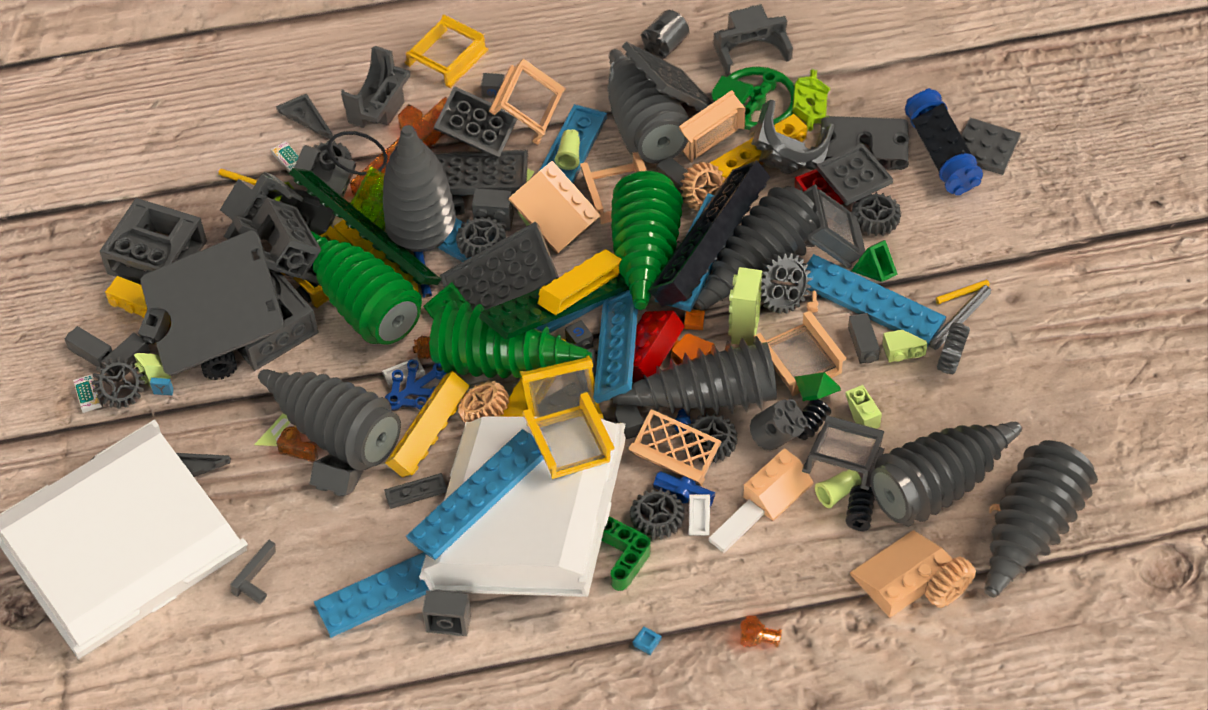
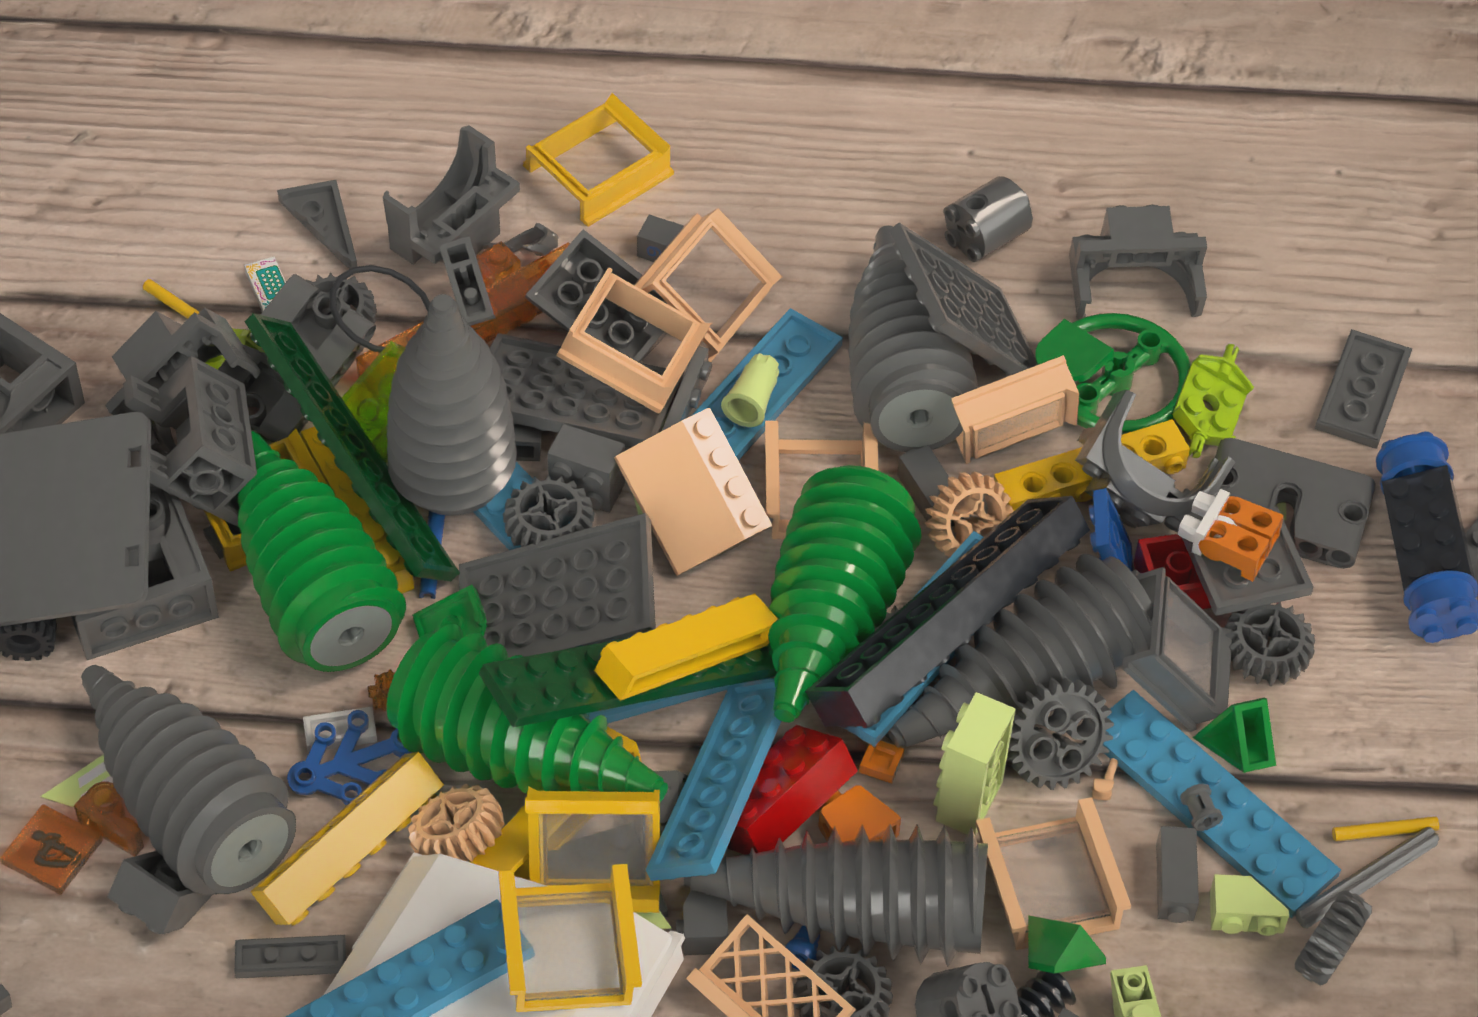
camera: 10 degrees right, 0 degrees up
(269, 469) = (51, 849): none -> clear orange tile
(392, 121) = (466, 281): none -> dark grey slope
(427, 98) = (536, 240): none -> dark grey helmet
(497, 153) = (618, 369): none -> light nougat piece
(535, 157) = (690, 387): none -> dark grey wing
(579, 335) = (666, 742): dark grey brick -> none
(779, 177) = (1110, 534): none -> blue plate
(843, 160) = (1232, 531): none -> orange hips
(867, 302) = (1201, 807): none -> dark grey bush
(887, 77) = (1363, 389): none -> dark grey tile

